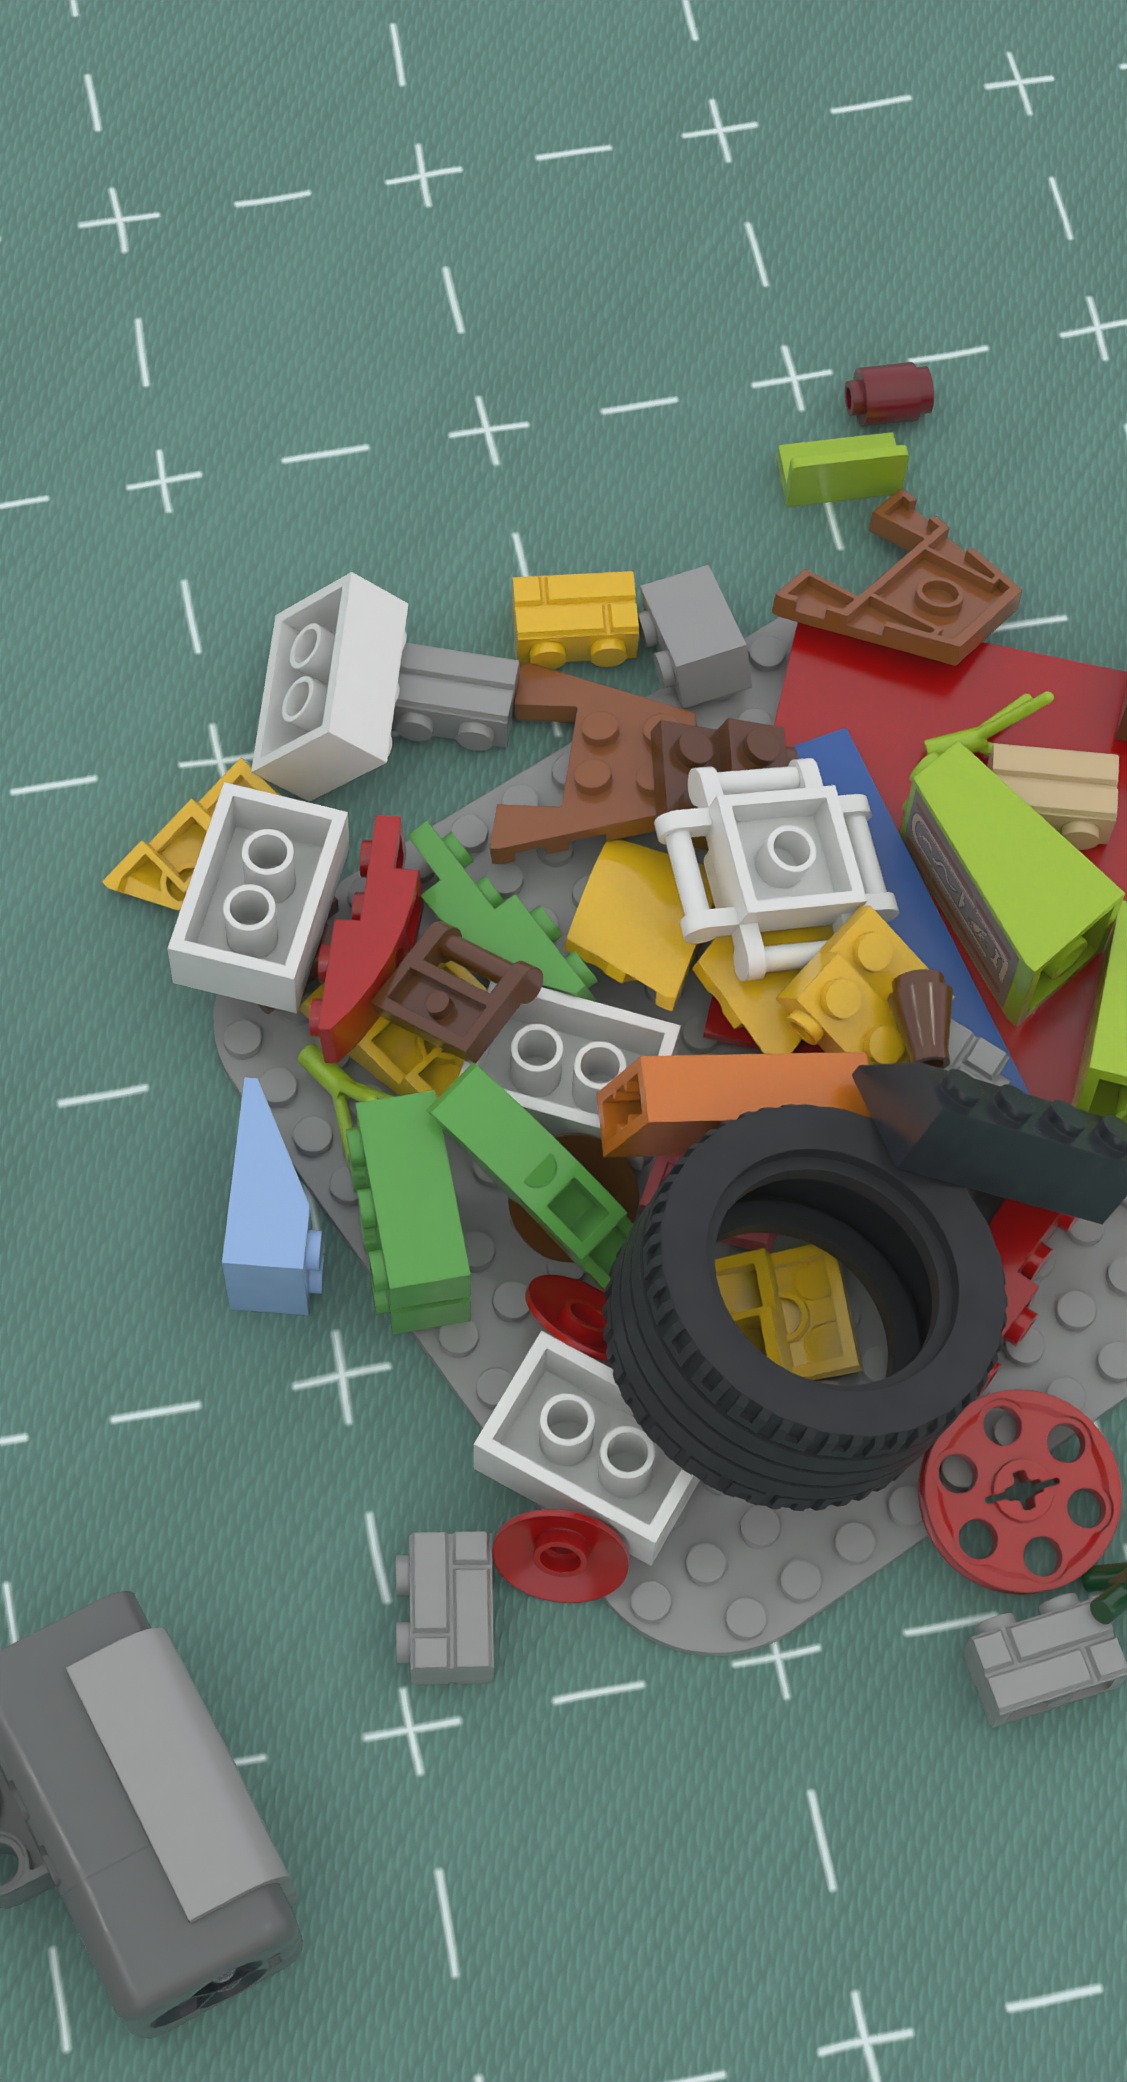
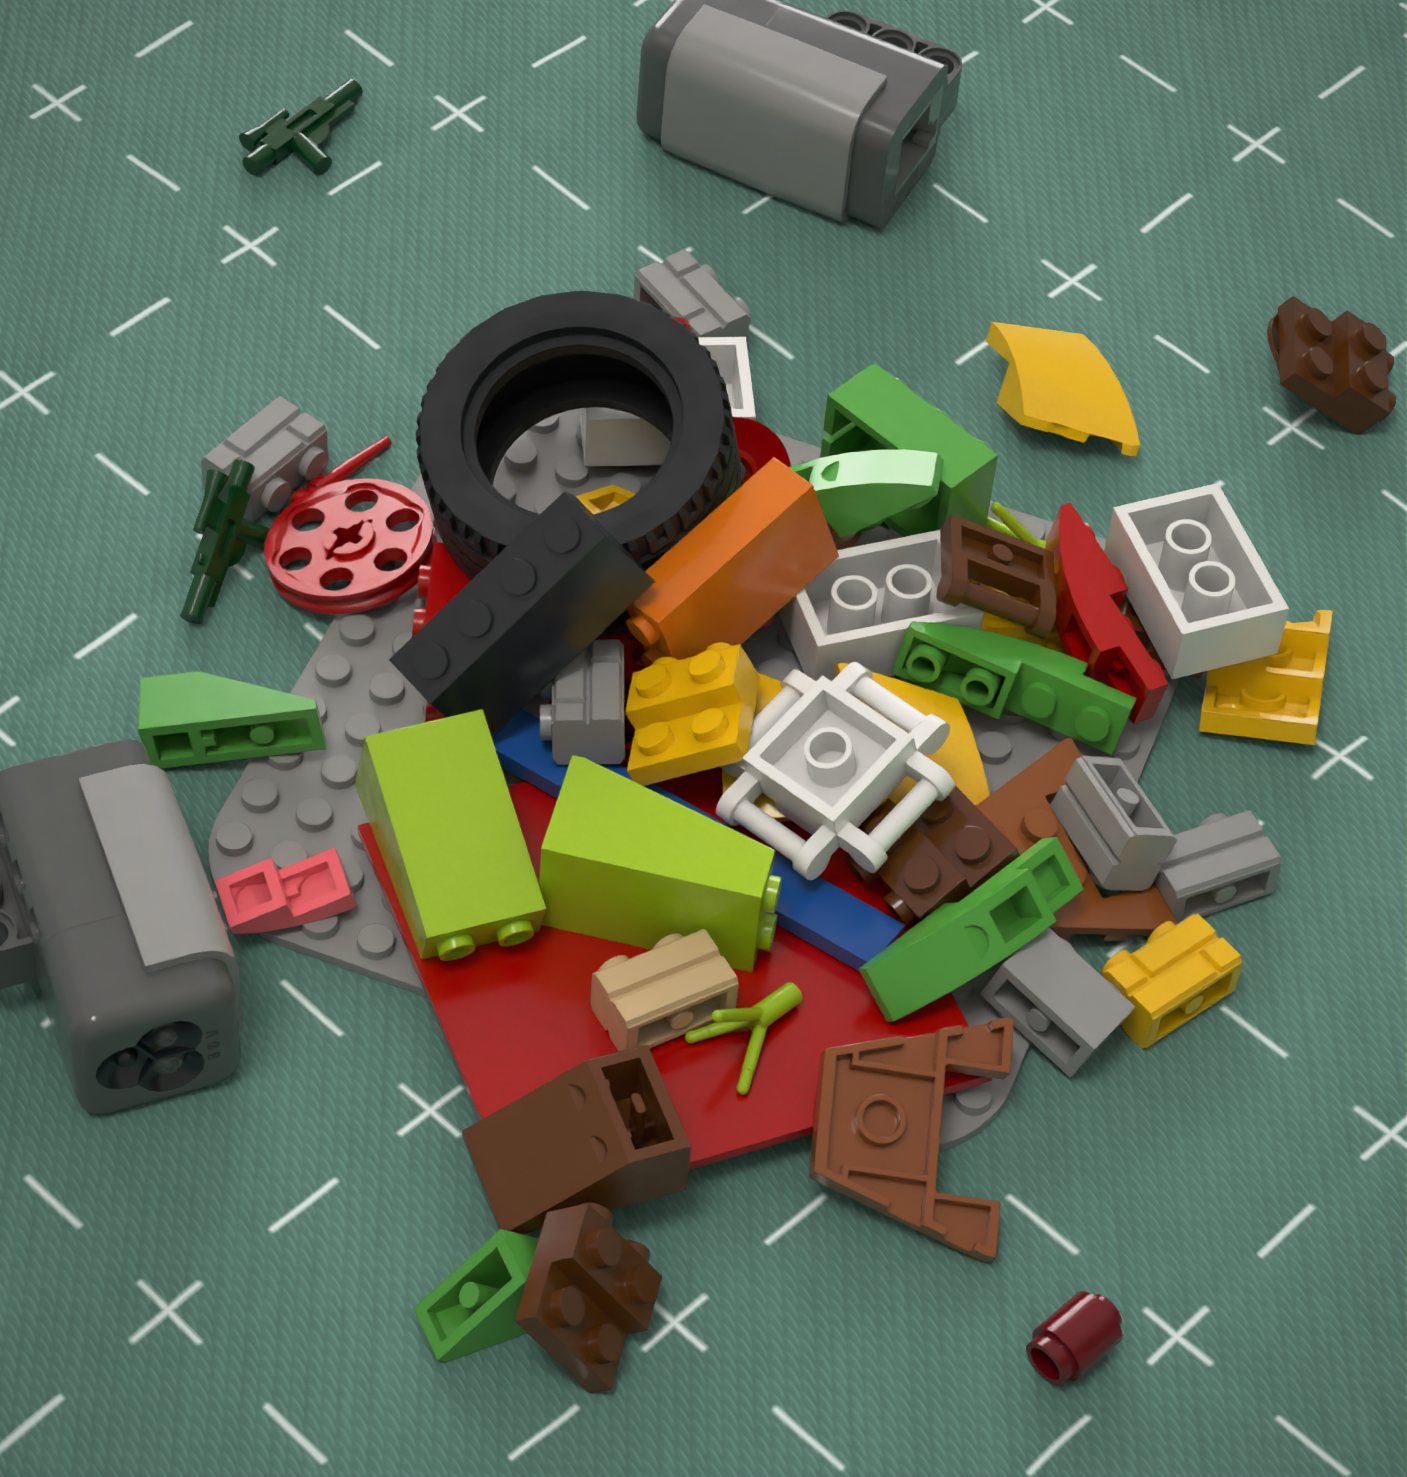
camera: 145 degrees right, 15 degrees down
(138, 1273) = (1062, 386): none -> yellow slope
(269, 1243) = (1038, 454): light blue slope -> none
(330, 688) = (1293, 786): white brick -> none
(529, 736) = (1112, 824): none -> light grey brick
(762, 682) = (974, 933): none -> bright green slope
(841, 469) = (1061, 1247): lime panel -> none
(923, 1015) = (638, 694): reddish brown cone -> none
(1021, 1605) = (344, 470): none -> red piece

